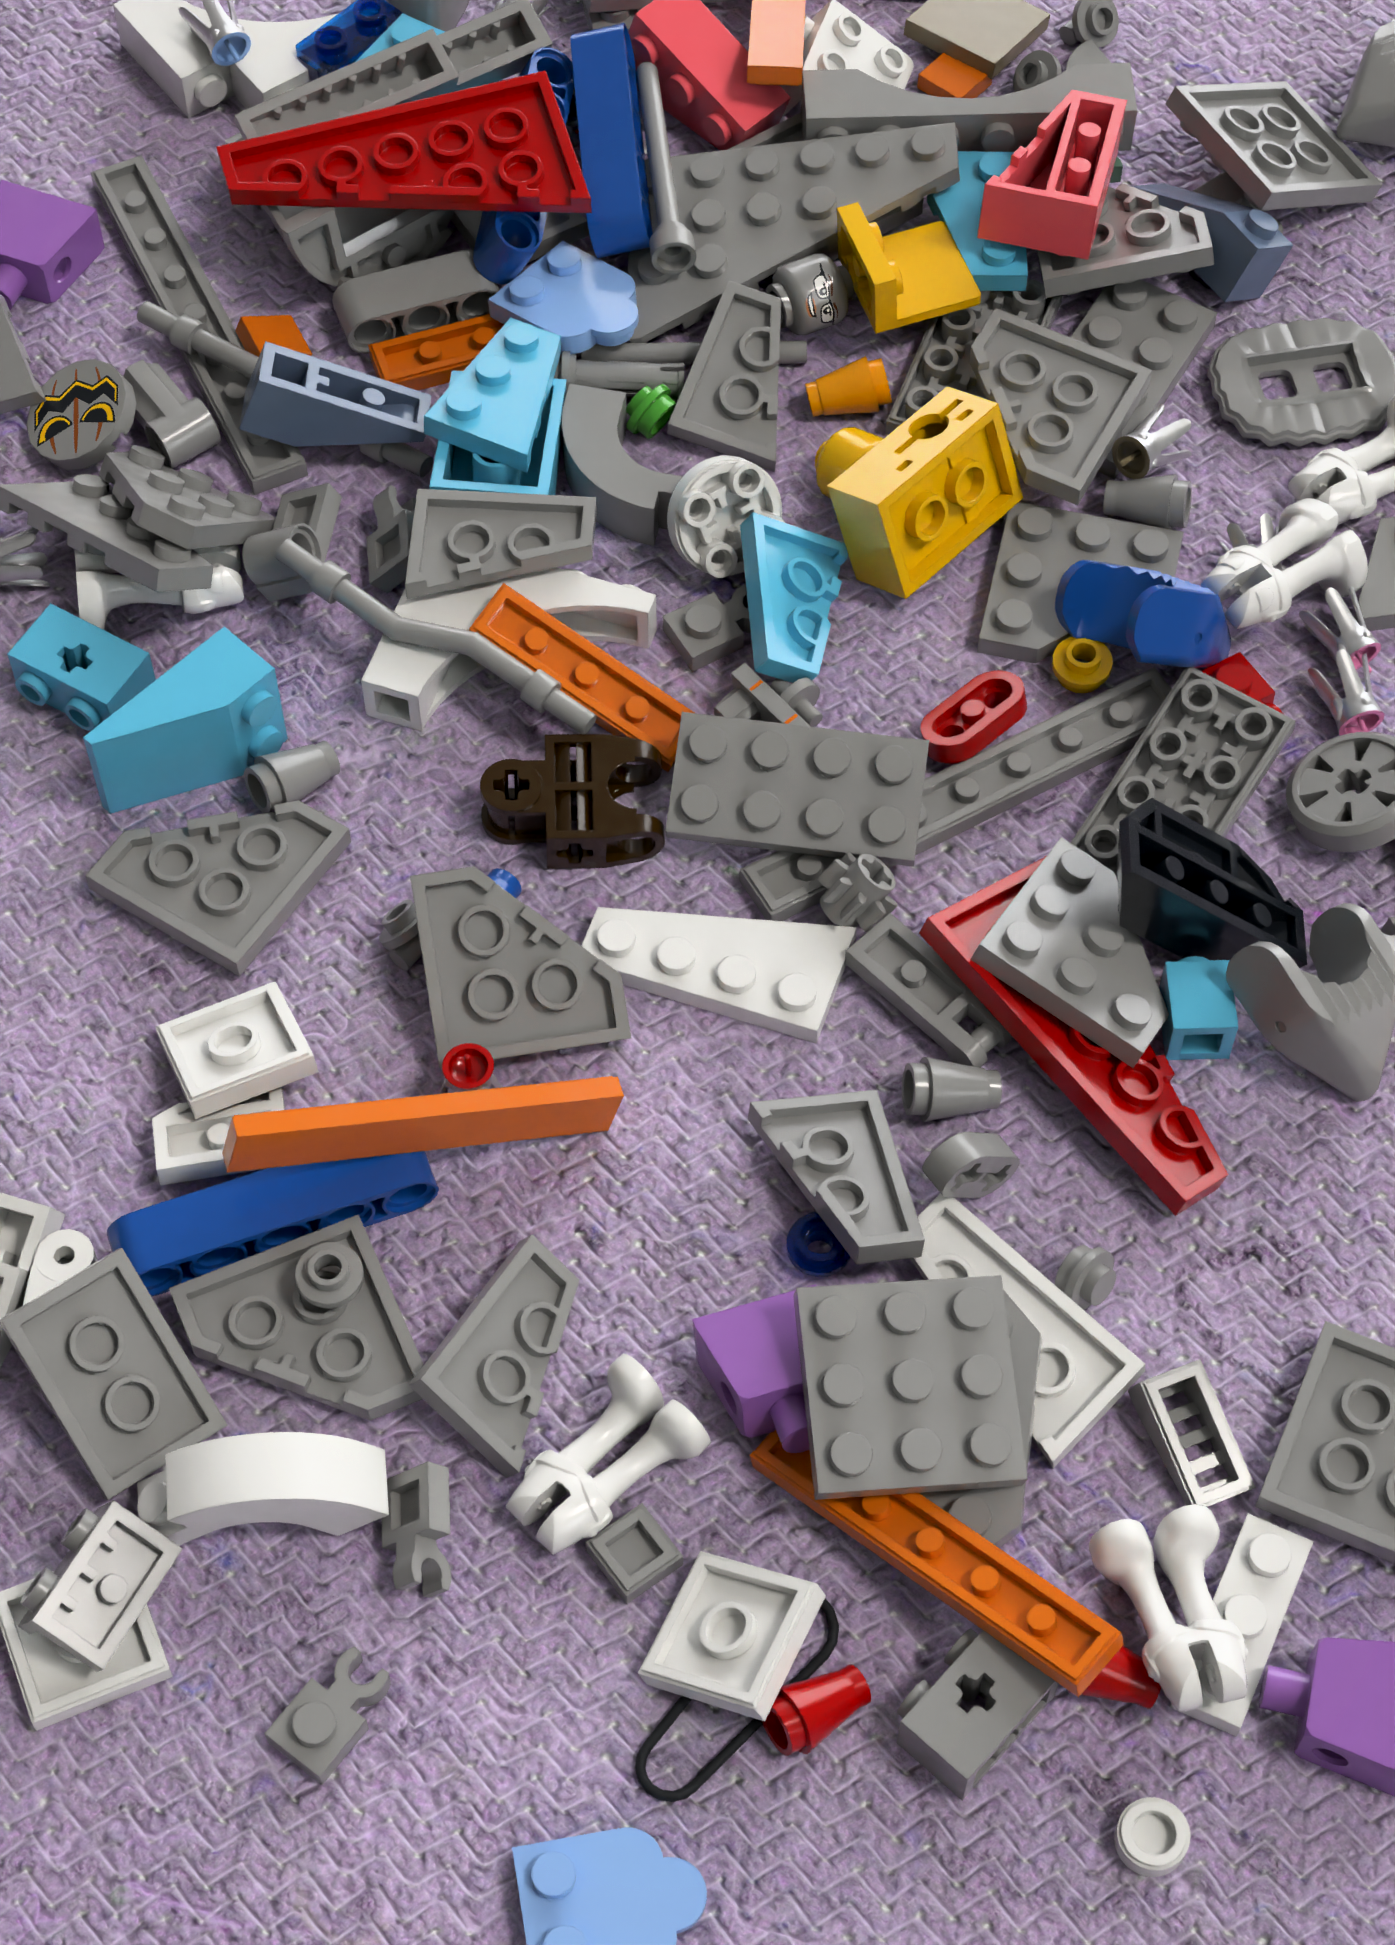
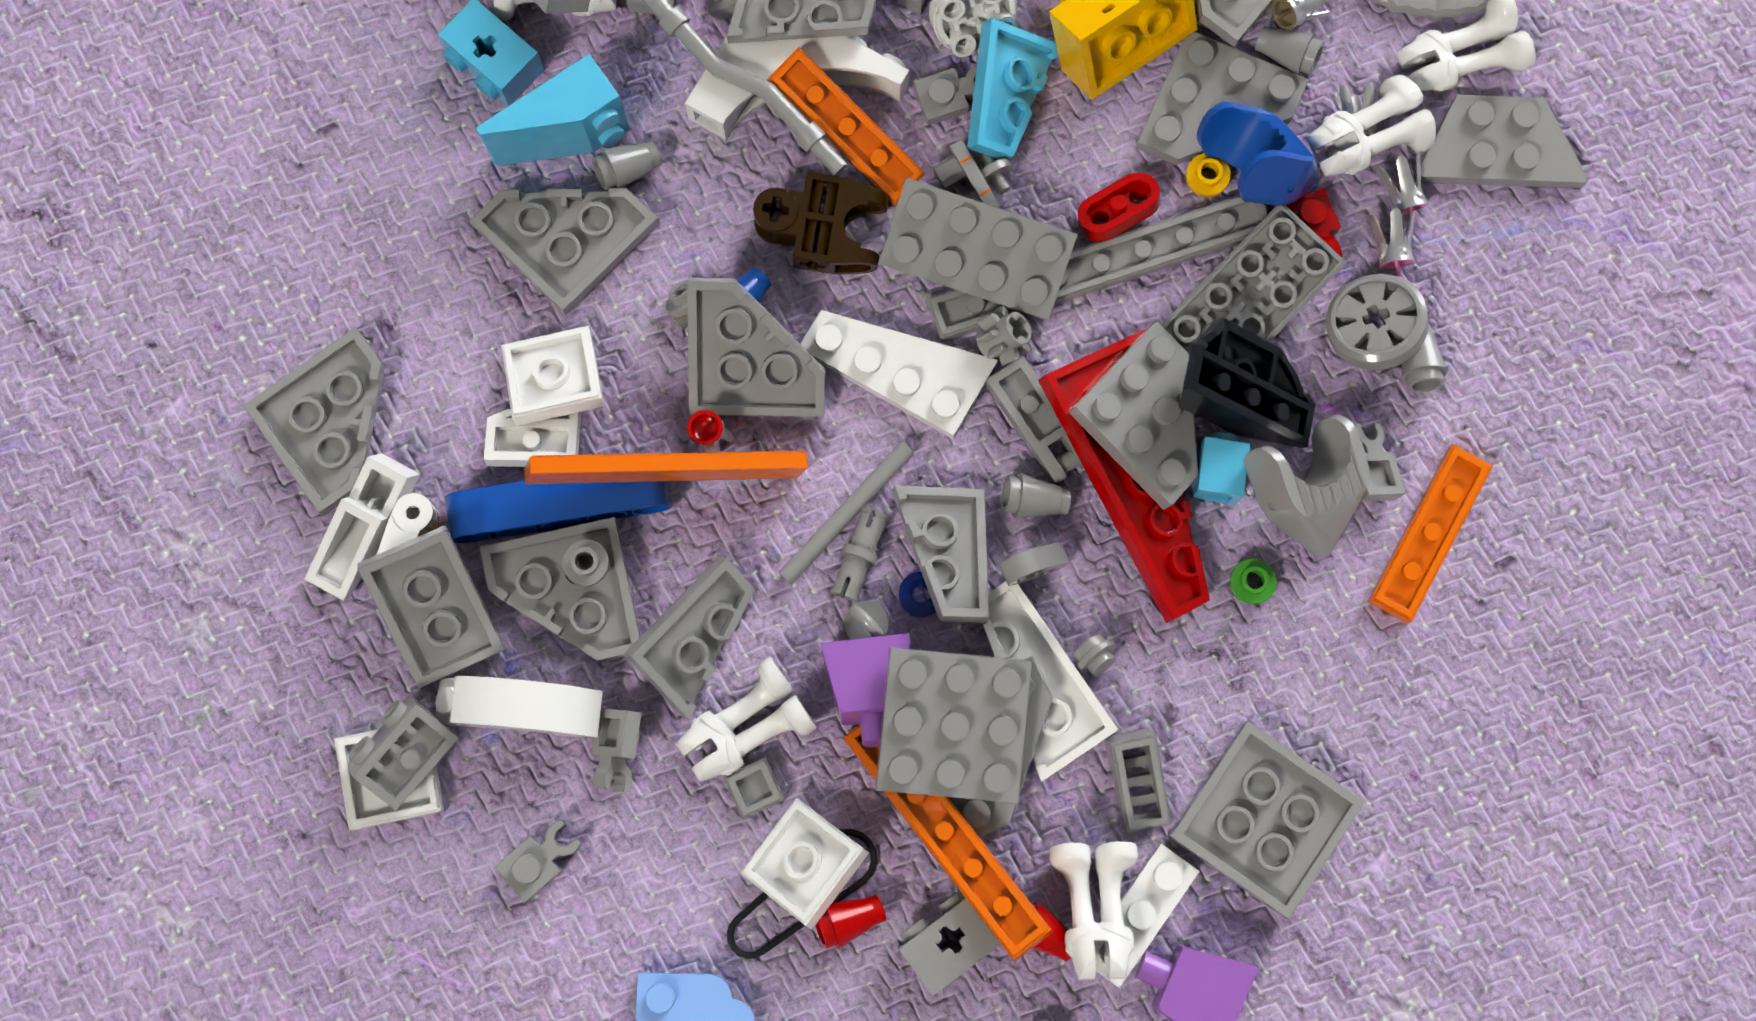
camera: 10 degrees right, 20 degrees up
(687, 1161) = (846, 513): none -> light grey bar
(719, 1208) = (859, 554): none -> light grey pin
(746, 1285) = (866, 620): none -> light grey tile
(1274, 1159) = (1243, 591): none -> bright green plate

